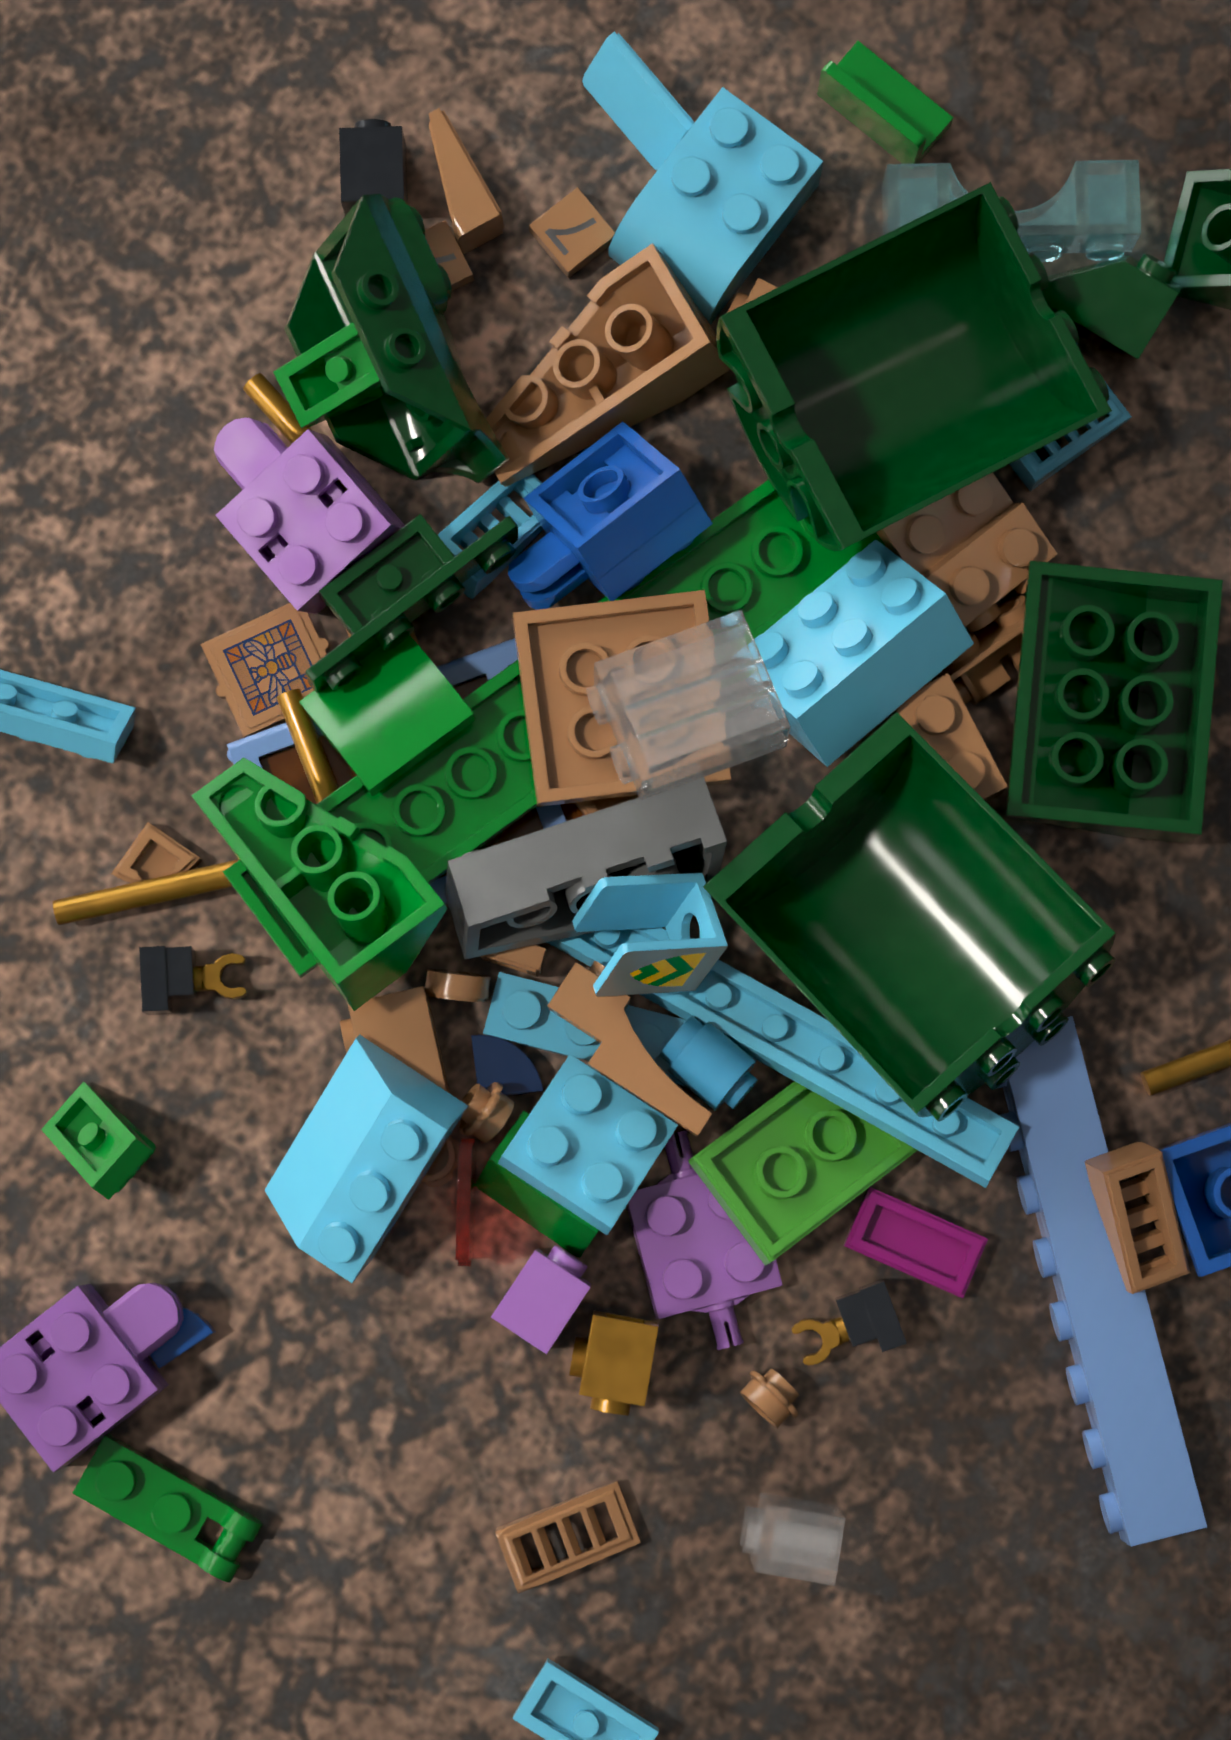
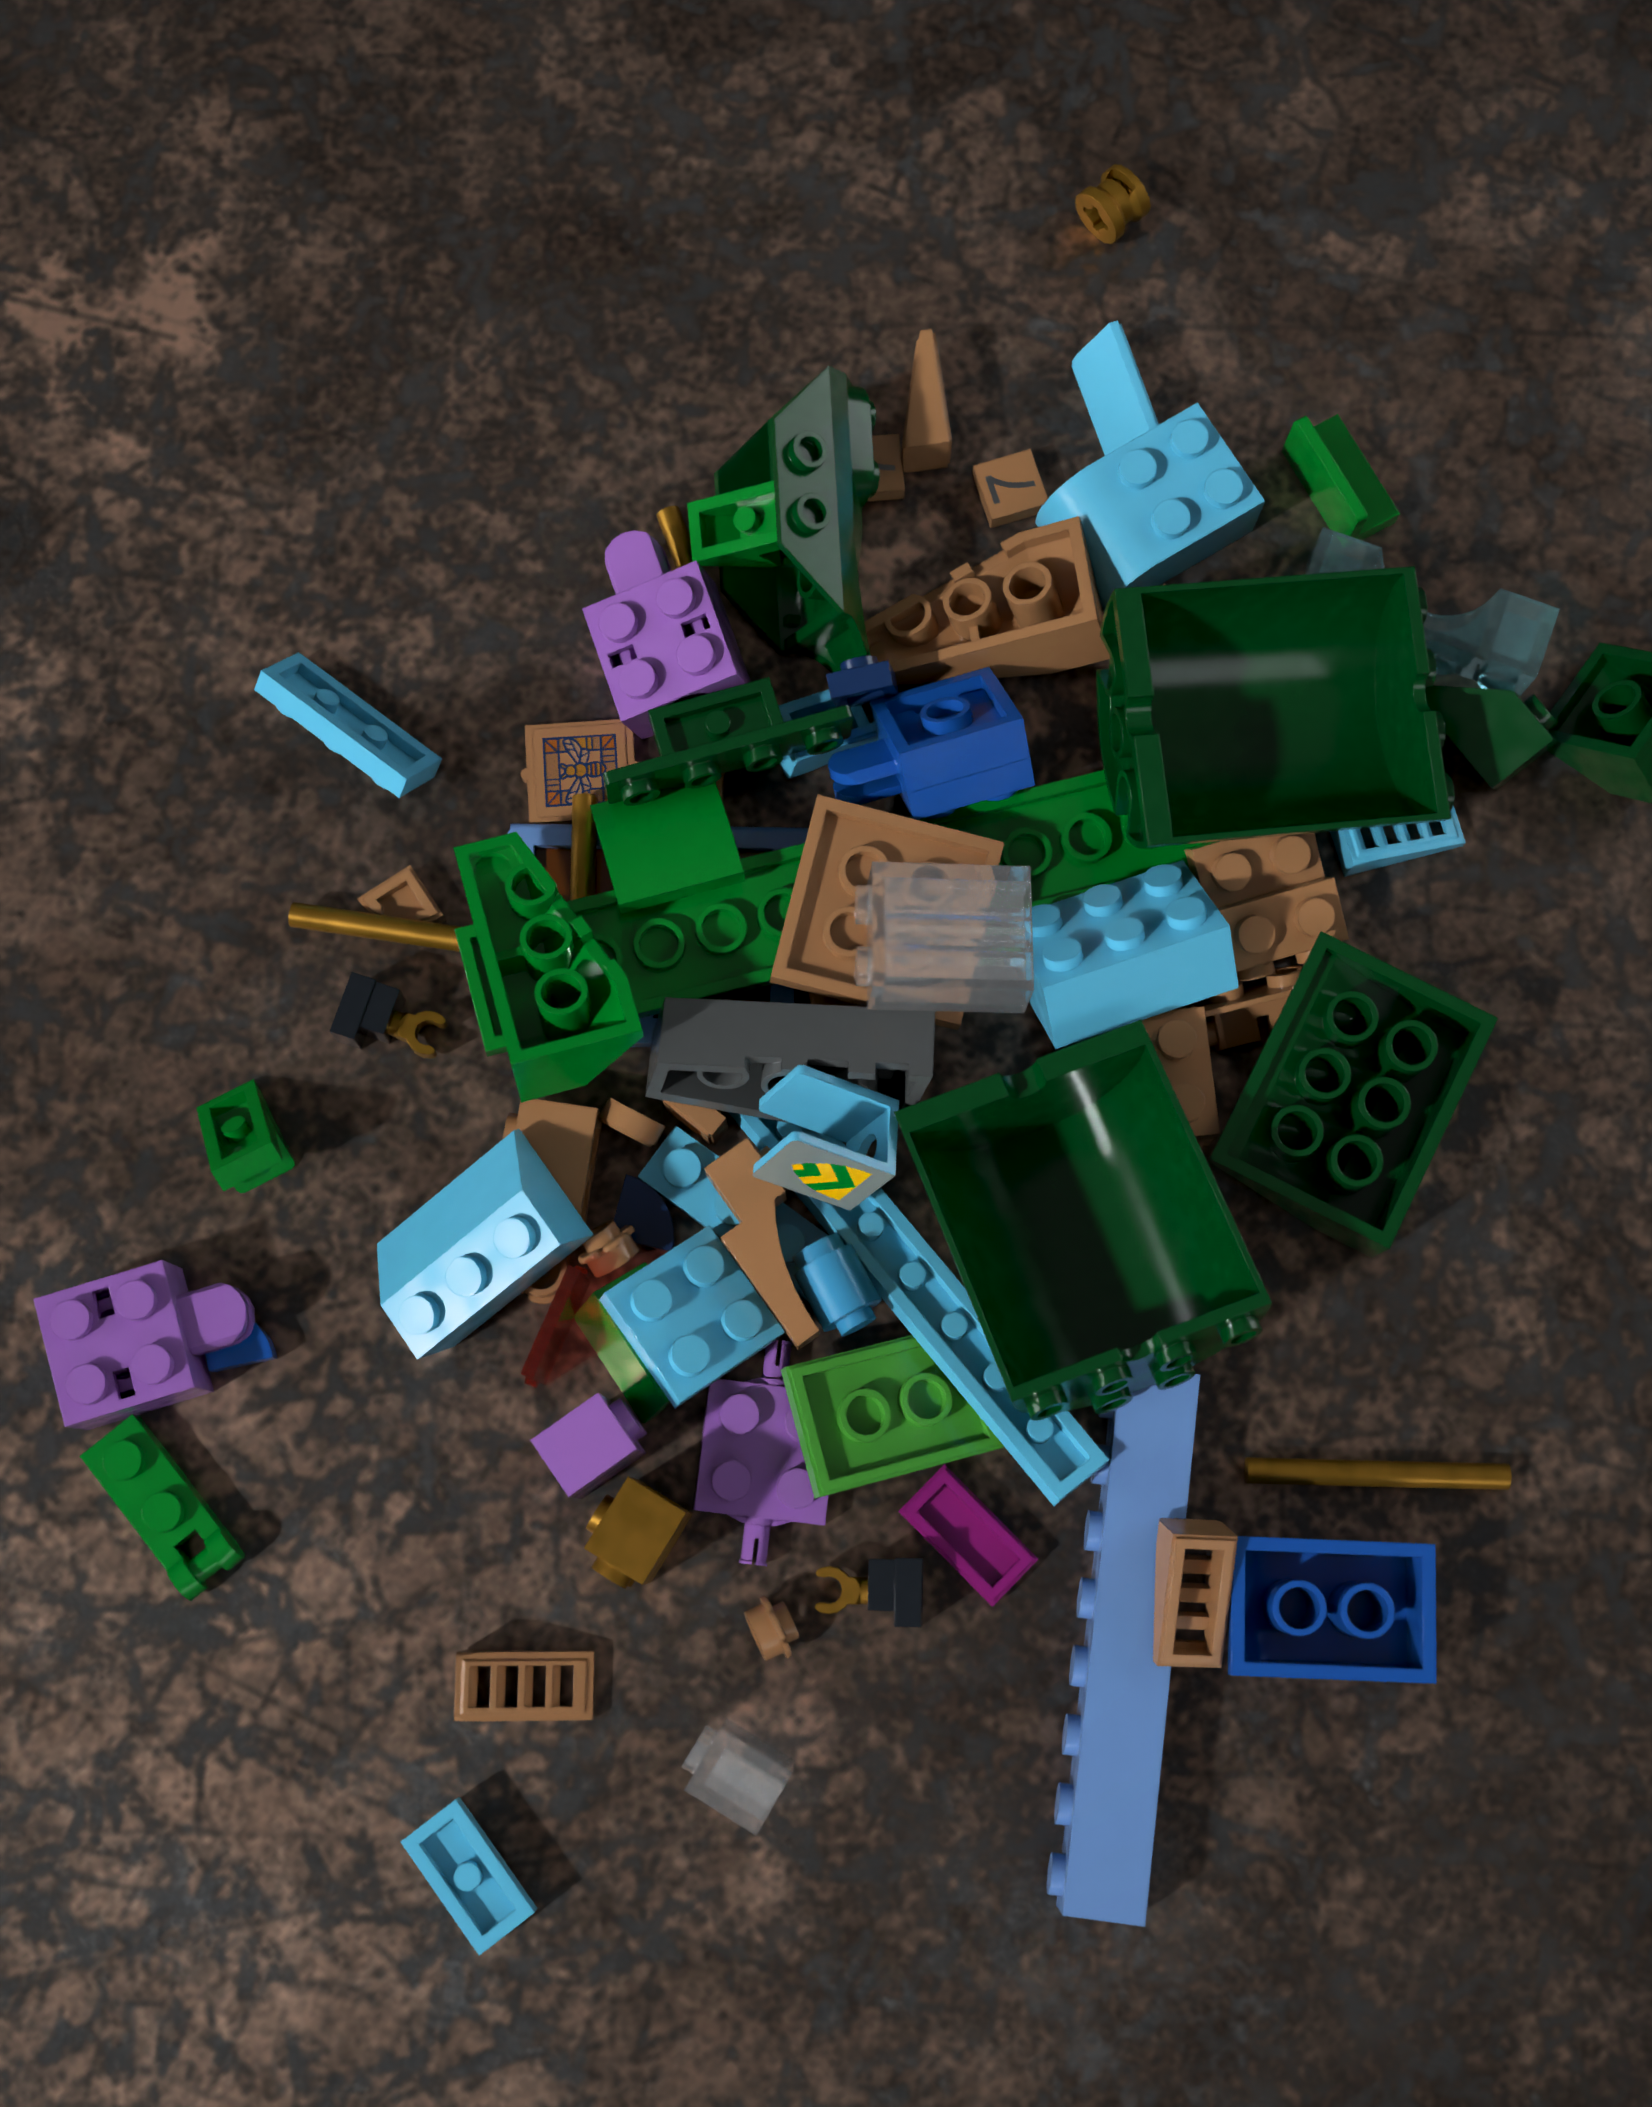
camera: 20 degrees right, 5 degrees down
(372, 161) = (857, 349): black brick -> none
(509, 484) = (862, 681): none -> dark blue plate

